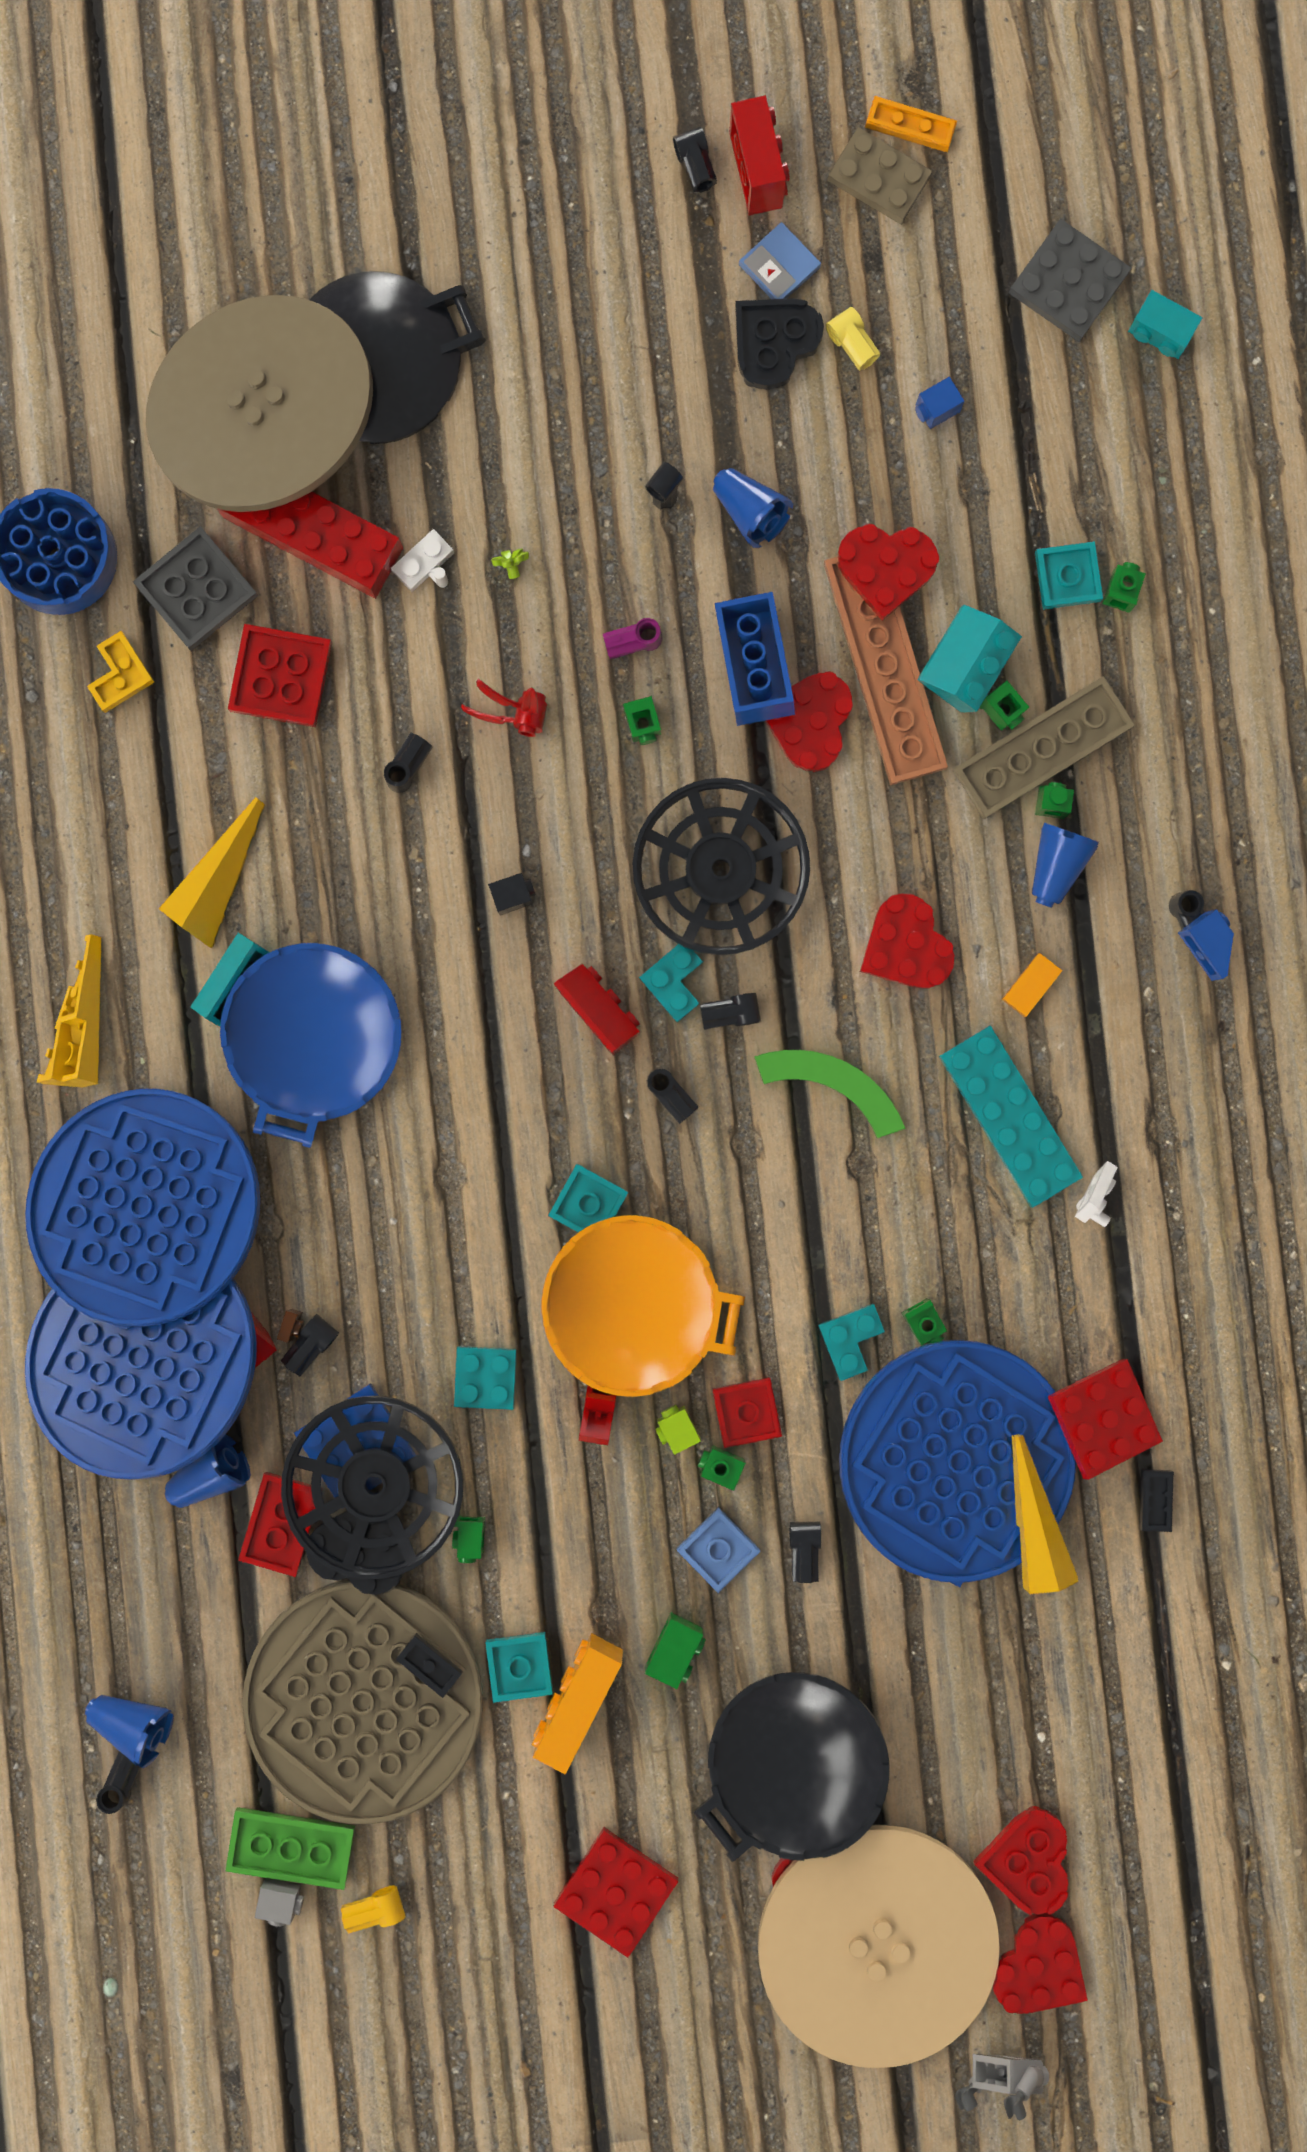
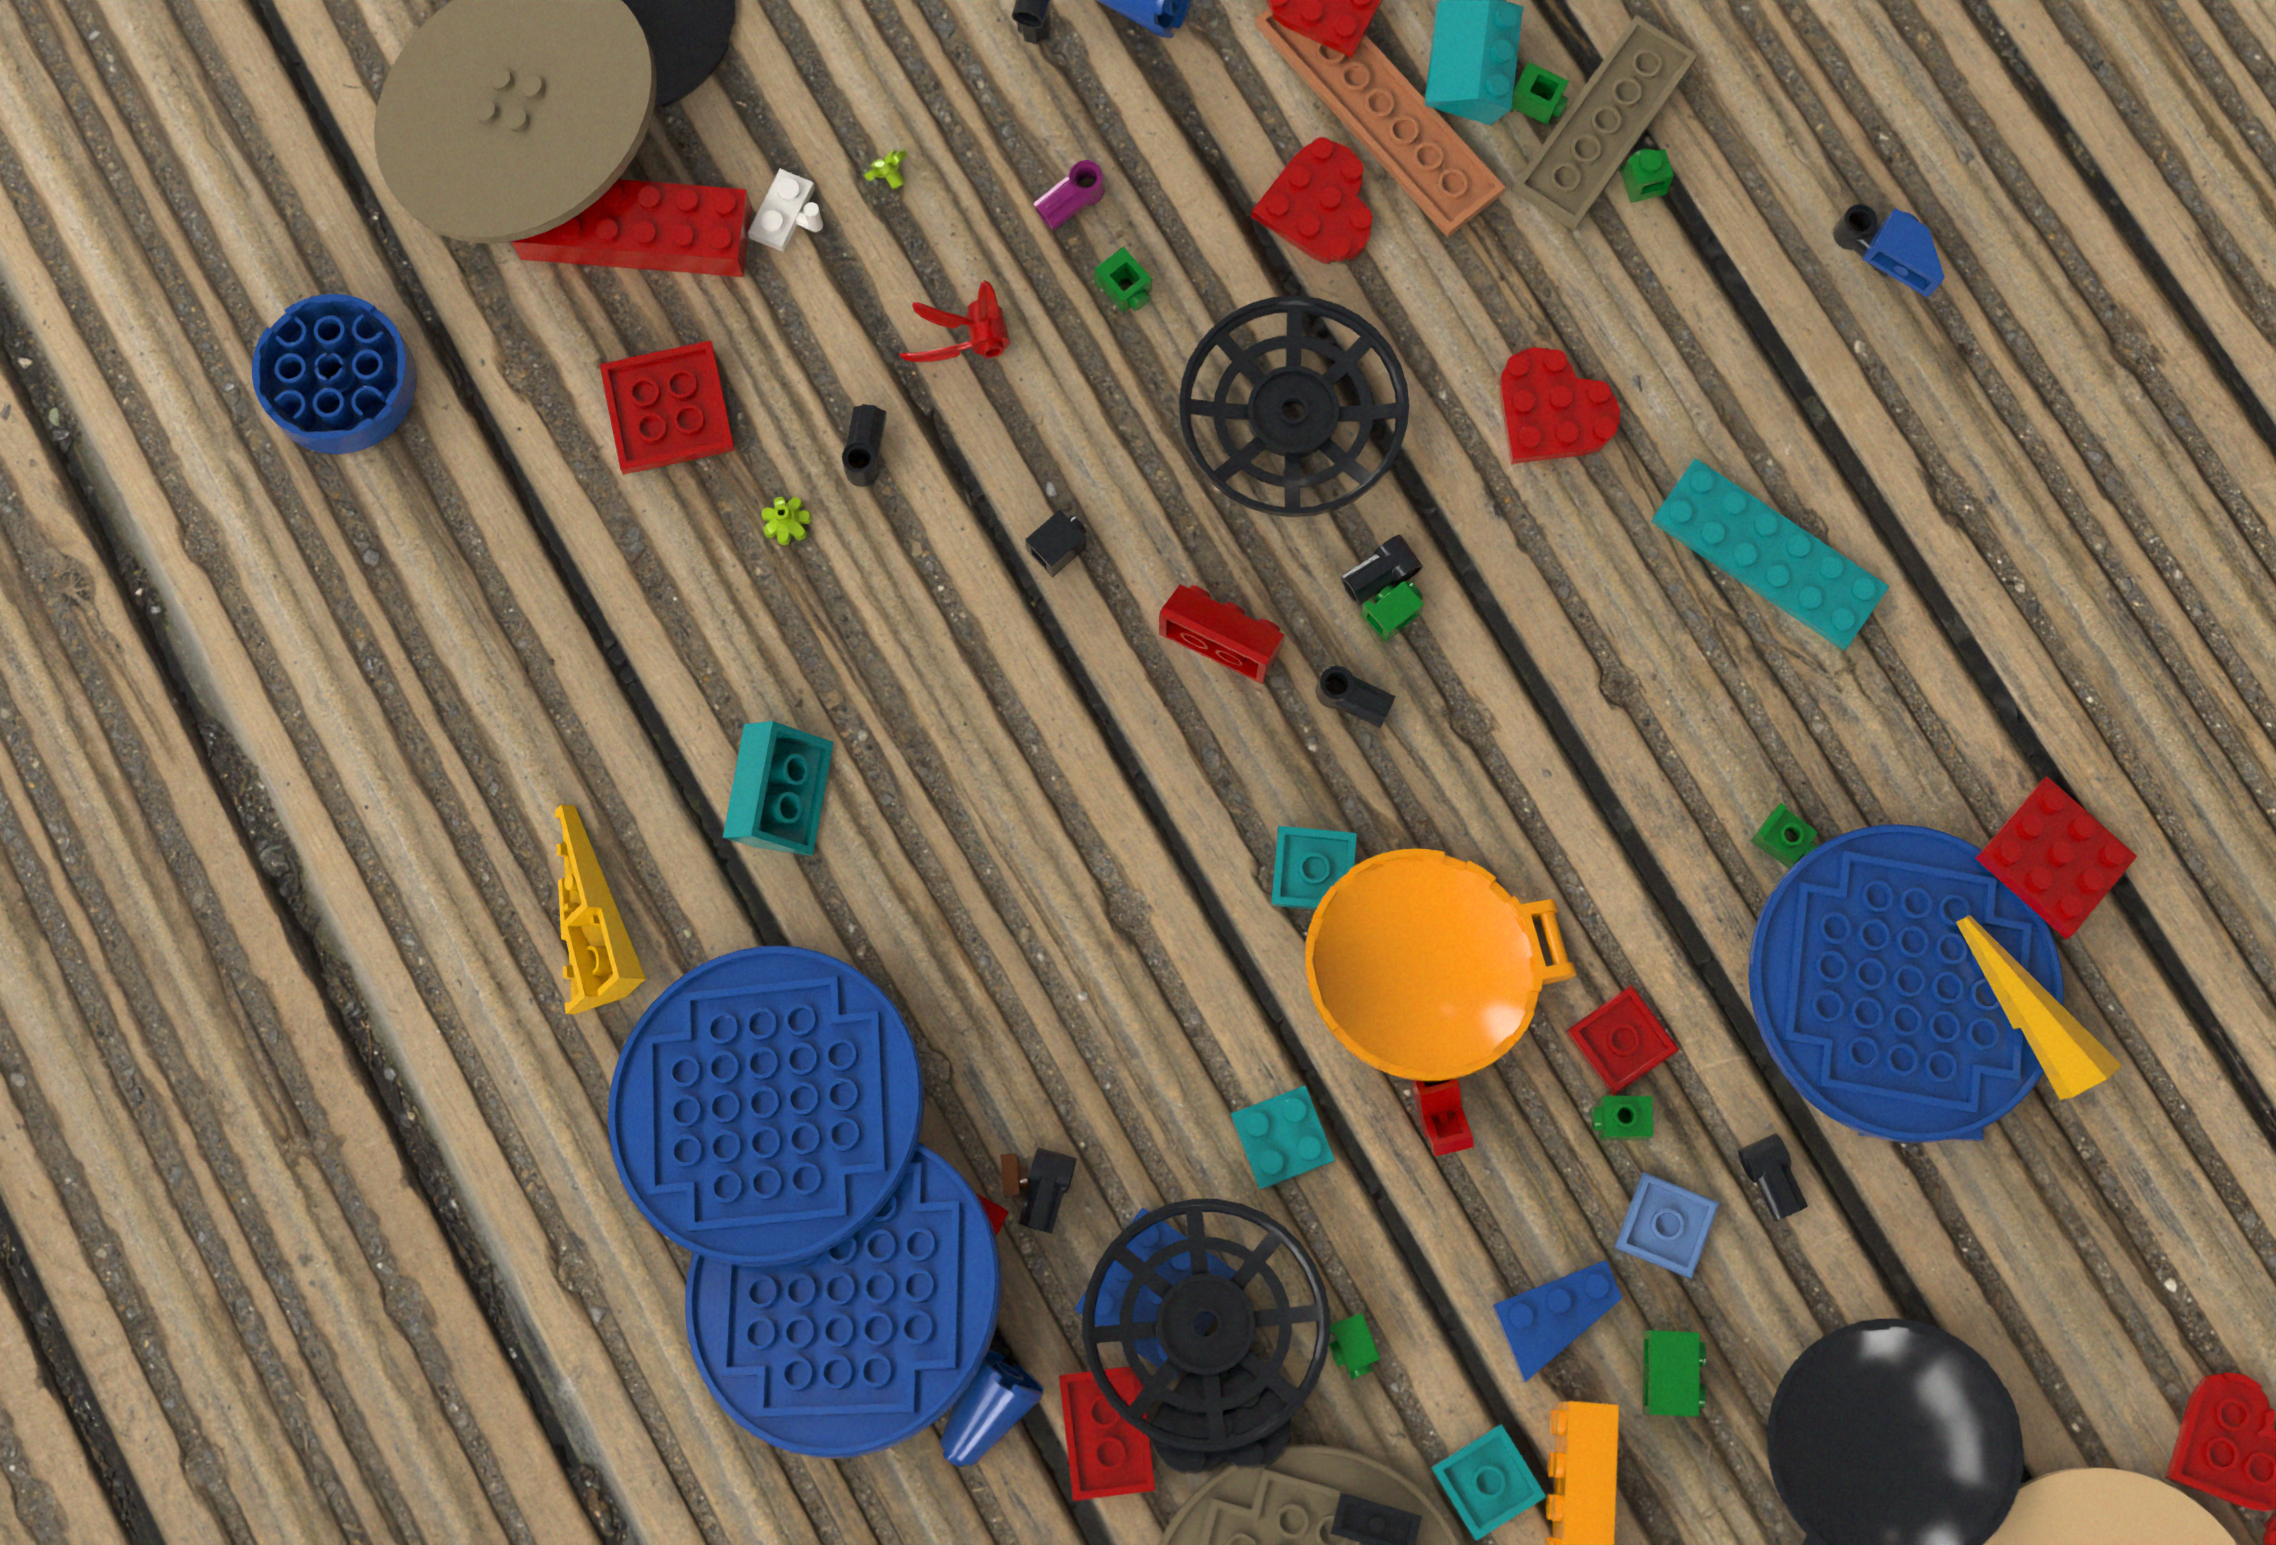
camera: 25 degrees left, 10 degrees down
(126, 675) = (480, 484): yellow plate -> none
(195, 588) = (522, 349): dark grey plate -> none
(205, 892) = (682, 698): yellow wedge -> none
(309, 1036) = (886, 808): blue dish -> none
(333, 797) = (786, 520): none -> lime plant
(615, 1576) = (1554, 1315): none -> blue wing
(665, 981) = (1286, 568): teal plate -> none
(677, 1429) = (1548, 1095): lime brick -> none
(727, 1043) = (1393, 609): none -> green brick
(755, 658) = (1226, 155): blue brick -> none
(836, 1075) = (1542, 593): bright green tile -> none
(842, 1339) = (1696, 902): teal plate -> none
(1032, 985) = (1721, 393): light orange tile -> none
(1059, 863) = (1687, 237): blue cone -> none
(1093, 1201) = (1916, 599): white plate -> none
(1156, 1500) = (2165, 930): black plate -> none

